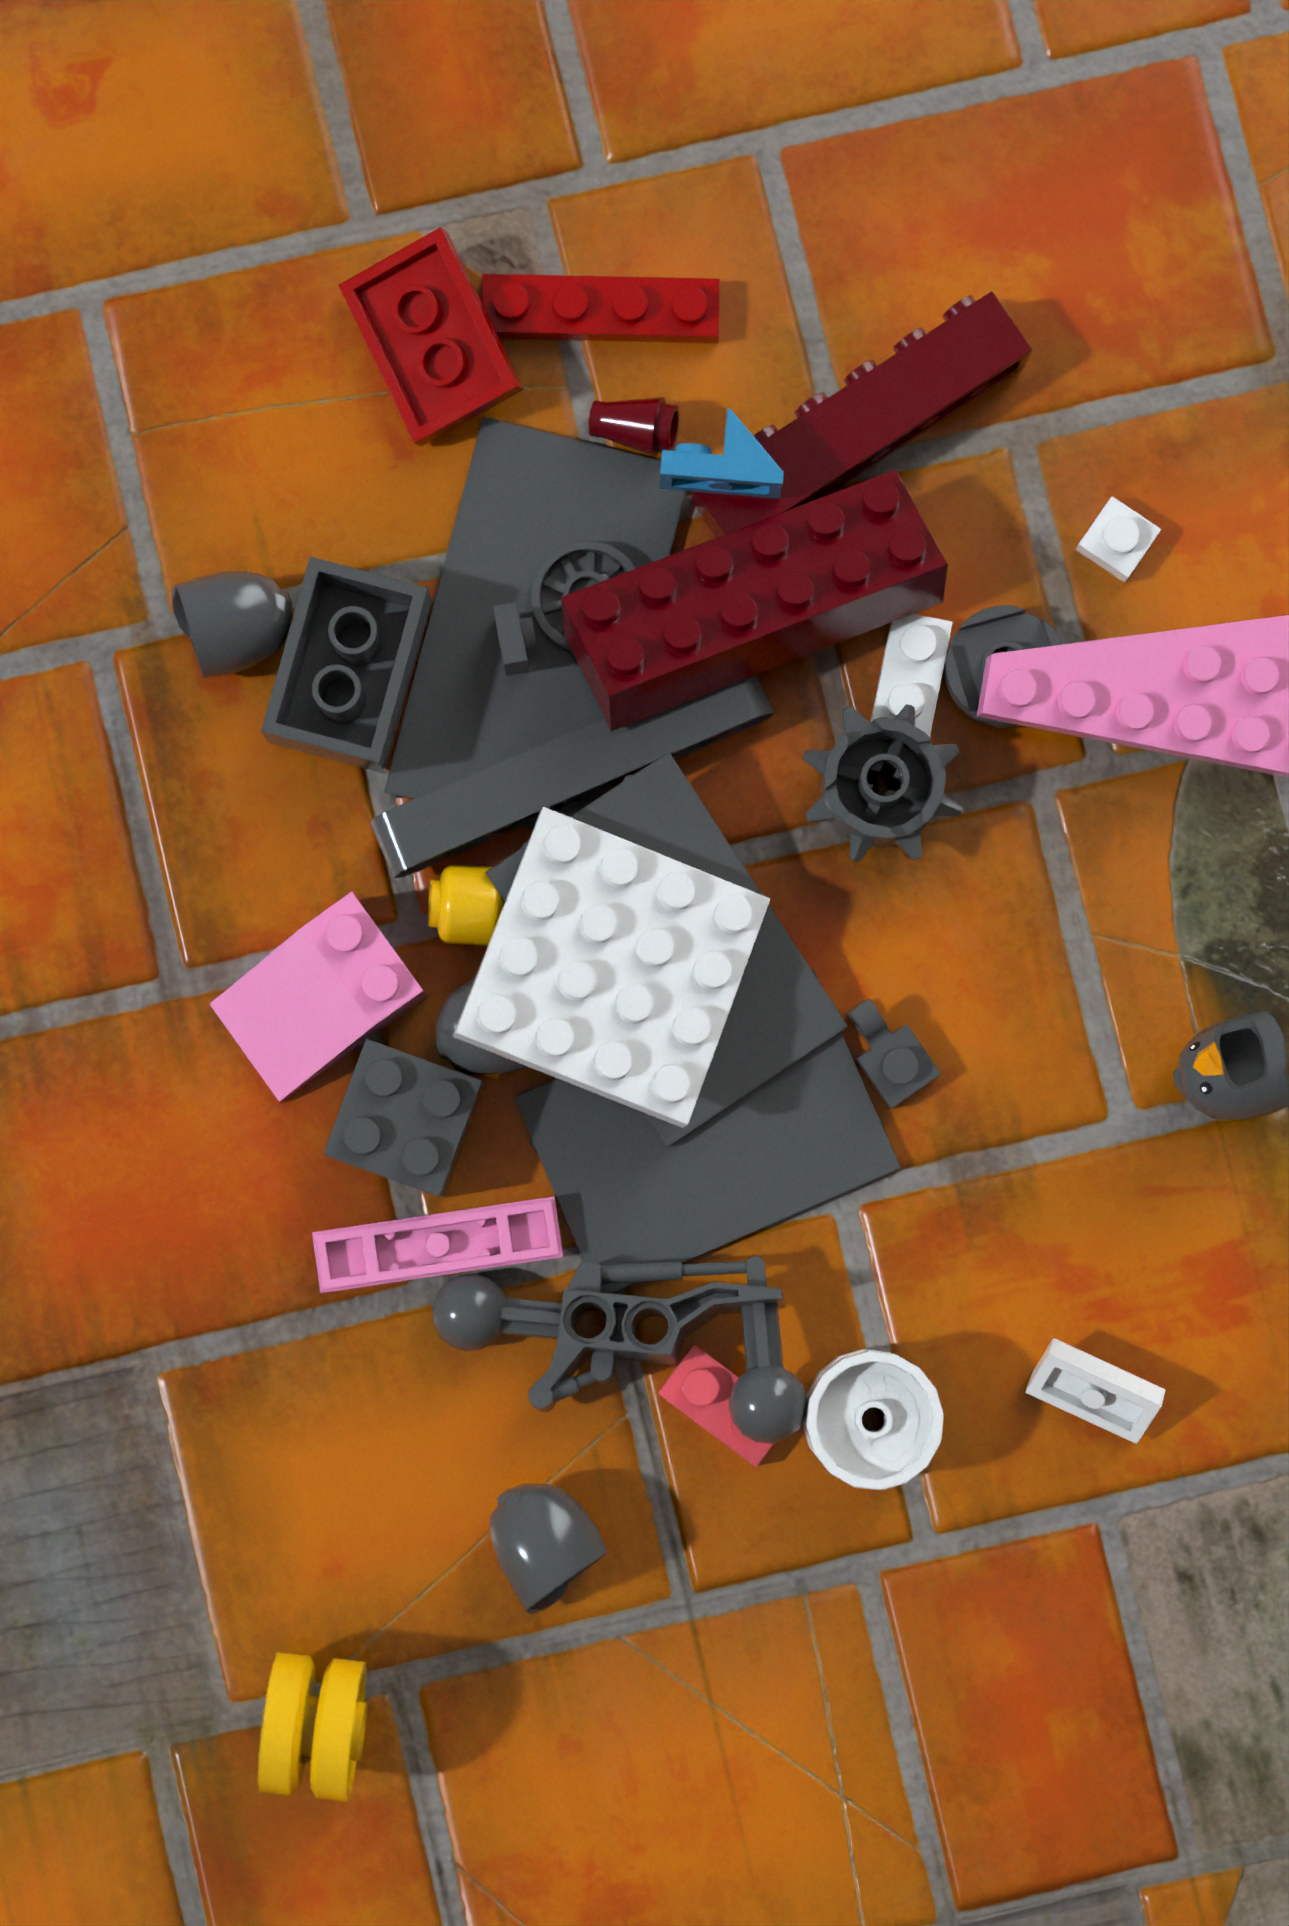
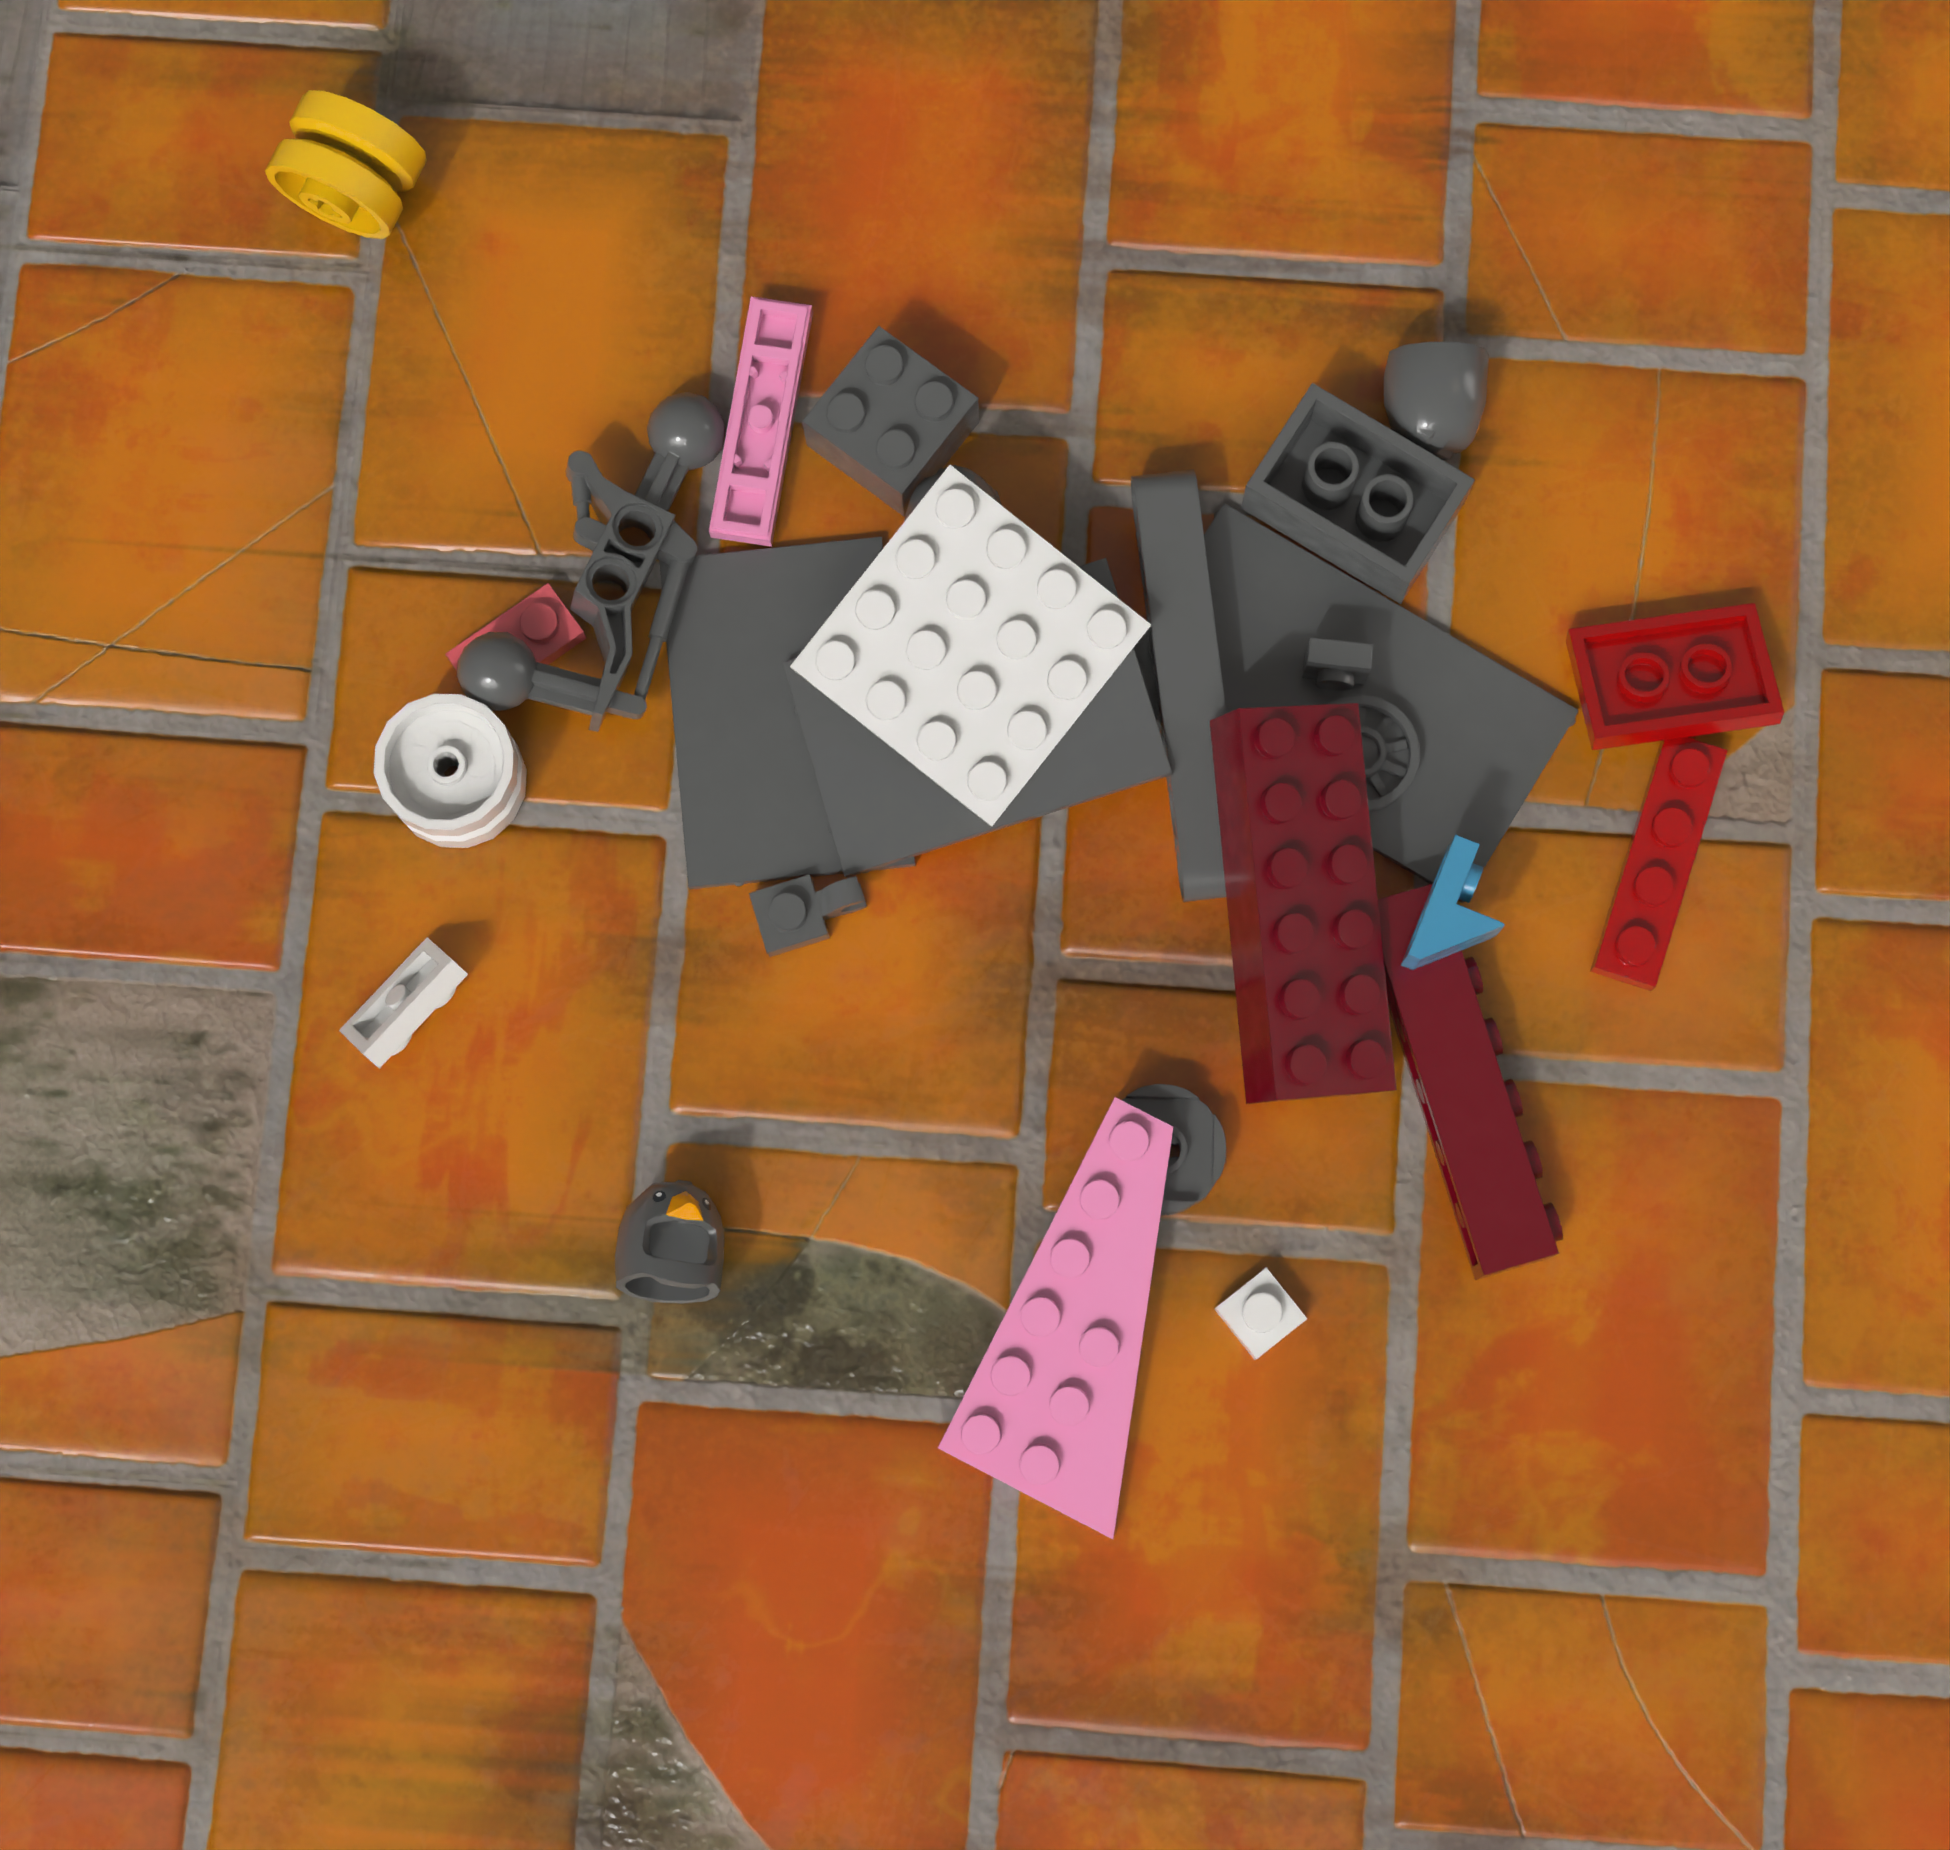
camera: 115 degrees right, 5 degrees down
(317, 997) = (1040, 383): bright pink slope -> none
(464, 905) = (1086, 532): yellow head -> none
(542, 1542) = (442, 427): dark grey piece -> none
(636, 423) = (1524, 859): dark red cone -> none
(861, 754) = (1070, 943): dark grey brick -> none
(912, 668) = (1180, 1053): white plate -> none

